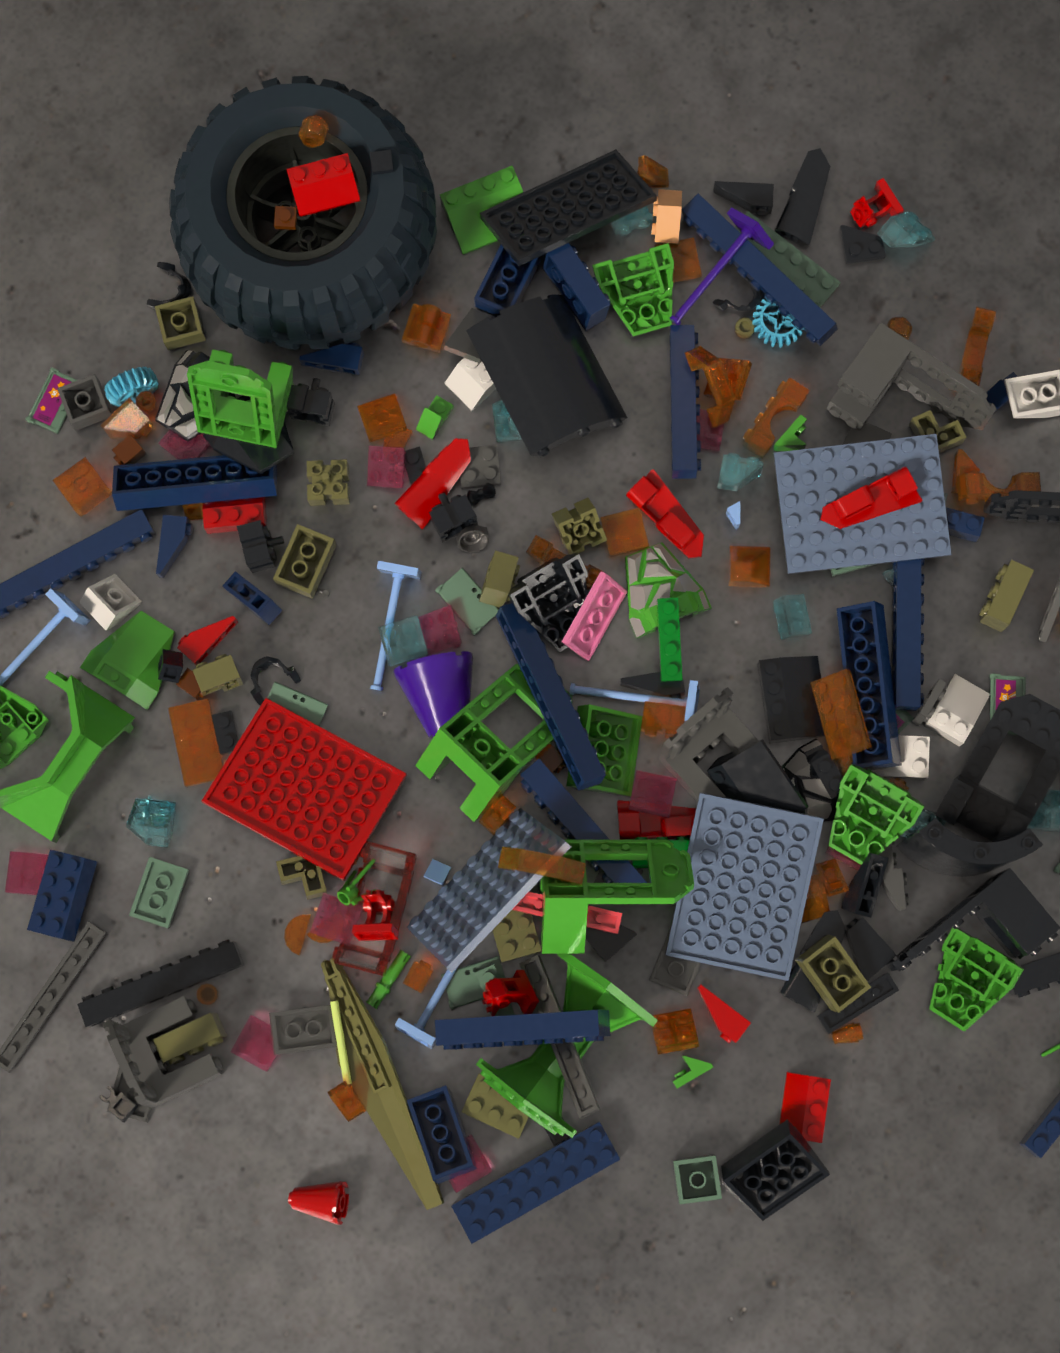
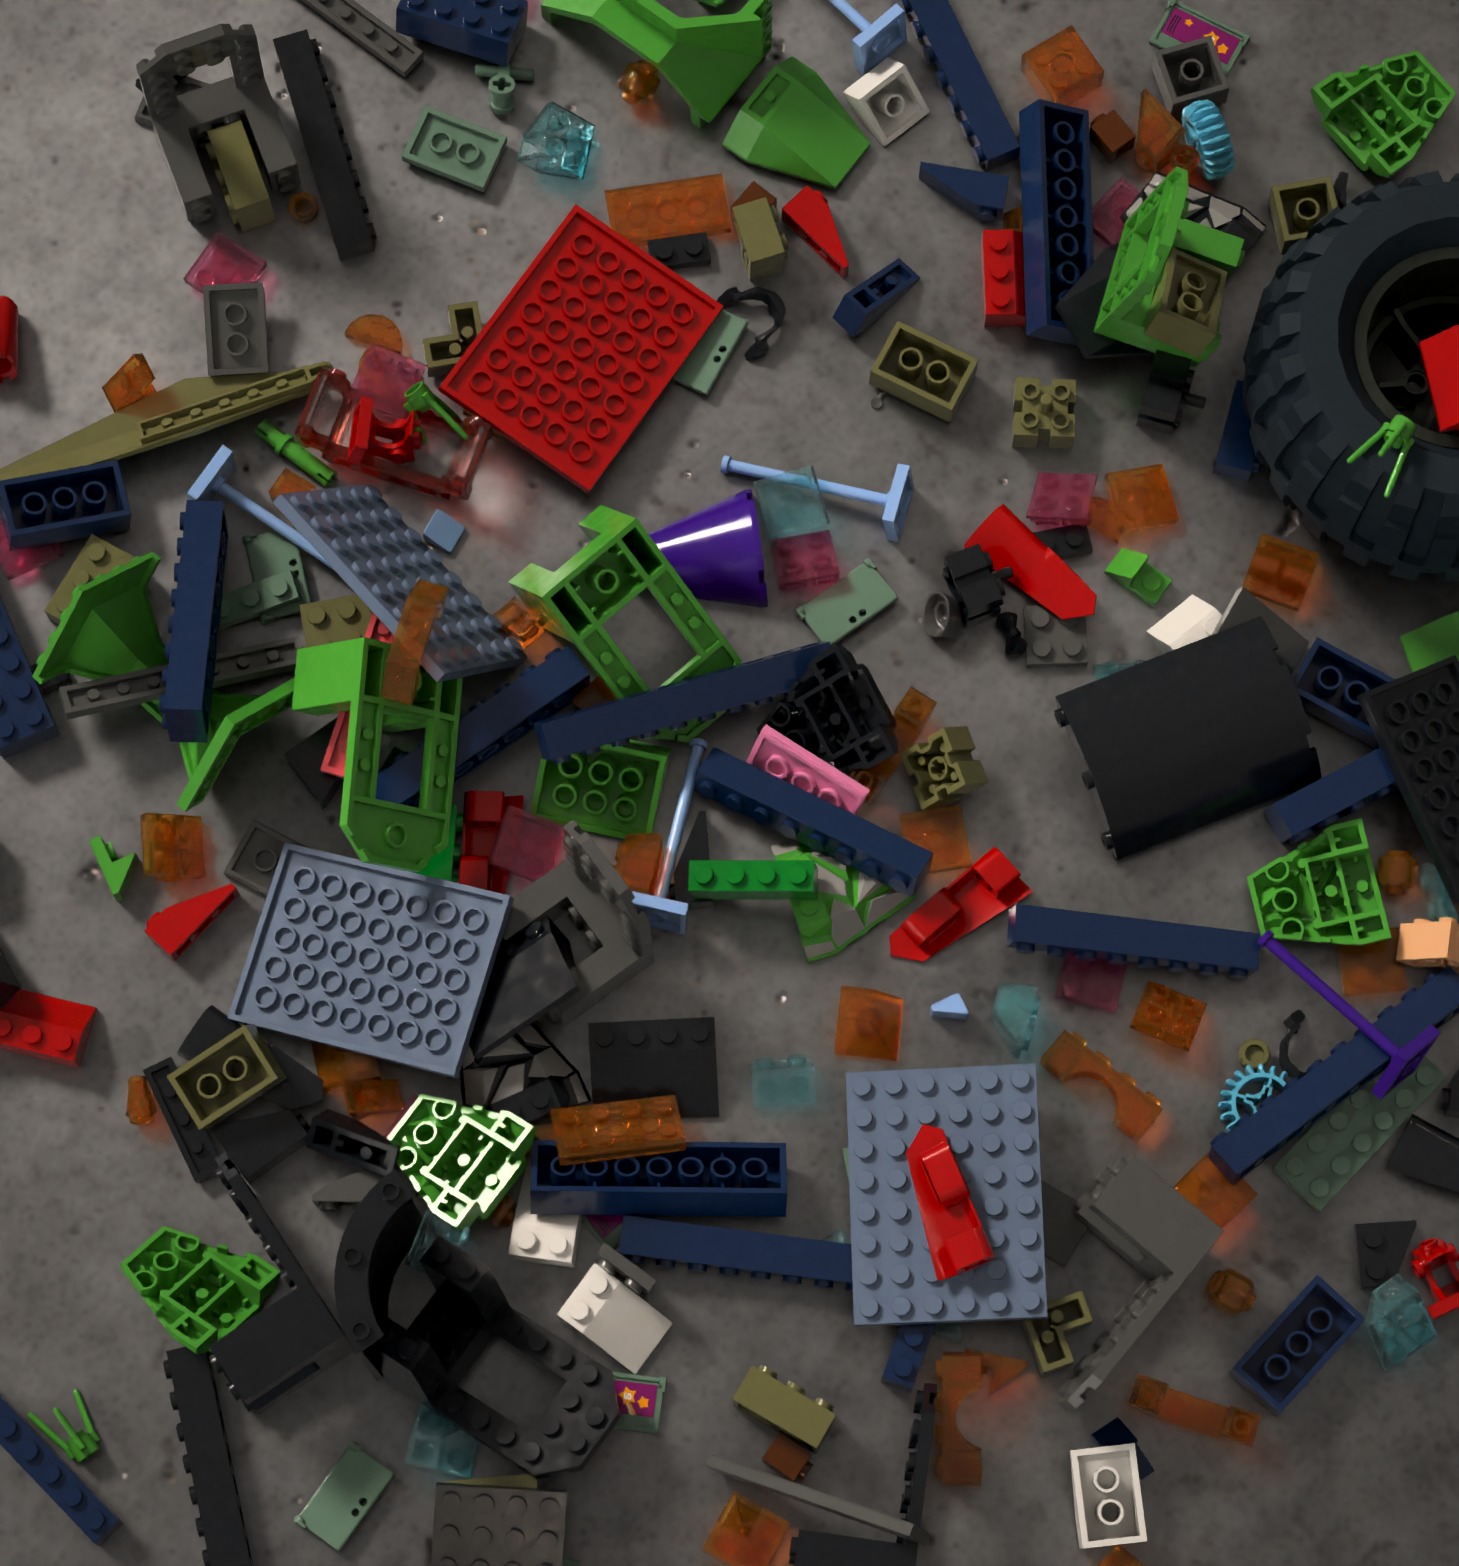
camera: 90 degrees right, 5 degrees down
(104, 277) = (1383, 110): none -> bright green wedge
(105, 769) = (639, 82): none -> clear orange head
(113, 862) = (502, 85): none -> sand green piece
(170, 666) = (779, 173): black brick -> none
(258, 546) = (950, 304): black brick -> none
(276, 370) = (1186, 303): none -> olive slope
(285, 217) = (1416, 322): reddish brown plate -> none
(340, 1041) = (213, 381): yellowish green bar -> none
(368, 222) = (1397, 434): none -> bright green plant
(498, 996) = (246, 631): red tile -> none
(499, 579) = (873, 642): olive brick -> none
(619, 245) = (1397, 871): none -> clear orange head
(623, 608) = (813, 821): none -> dark blue brick
(718, 382) = (1159, 988): clear orange slope -> none
(789, 440) = (1064, 1101): bright green slope -> none
(840, 348) = (1213, 1193): none -> clear orange slope
(928, 290) = (1296, 1345): none -> dark blue brick
(1034, 593) = (788, 1458): none -> reddish brown brick

